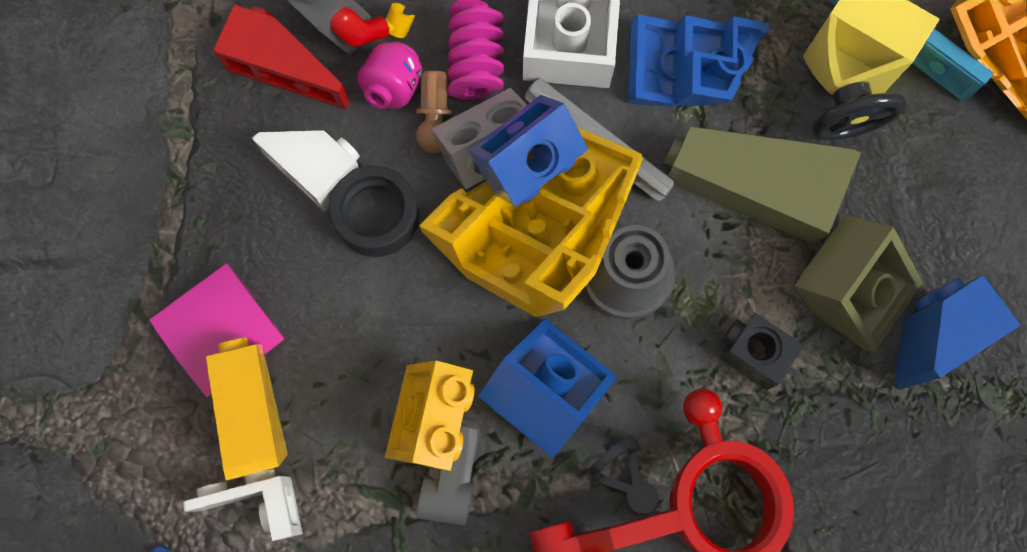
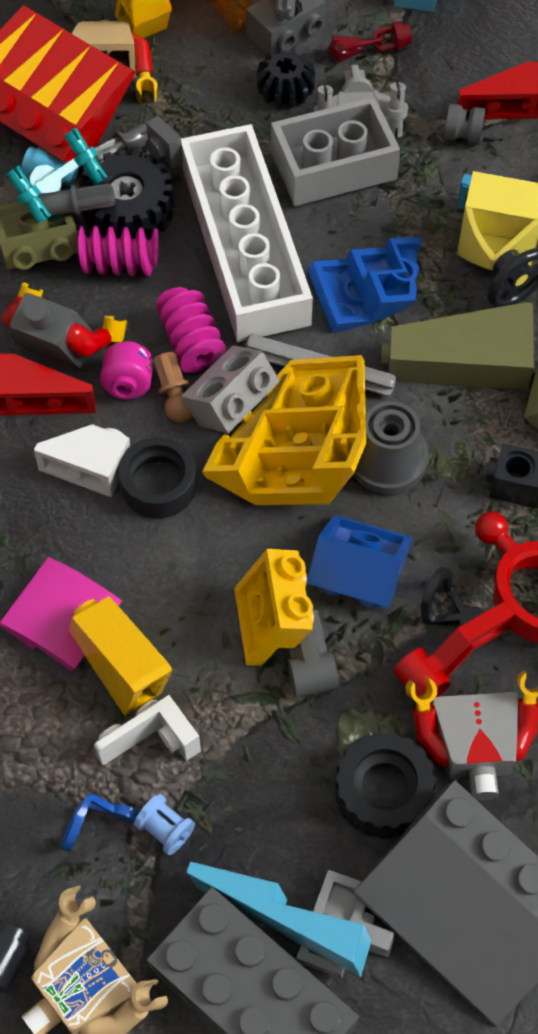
camera: 20 degrees left, 15 degrees down
(504, 152) = (272, 378): blue brick -> none

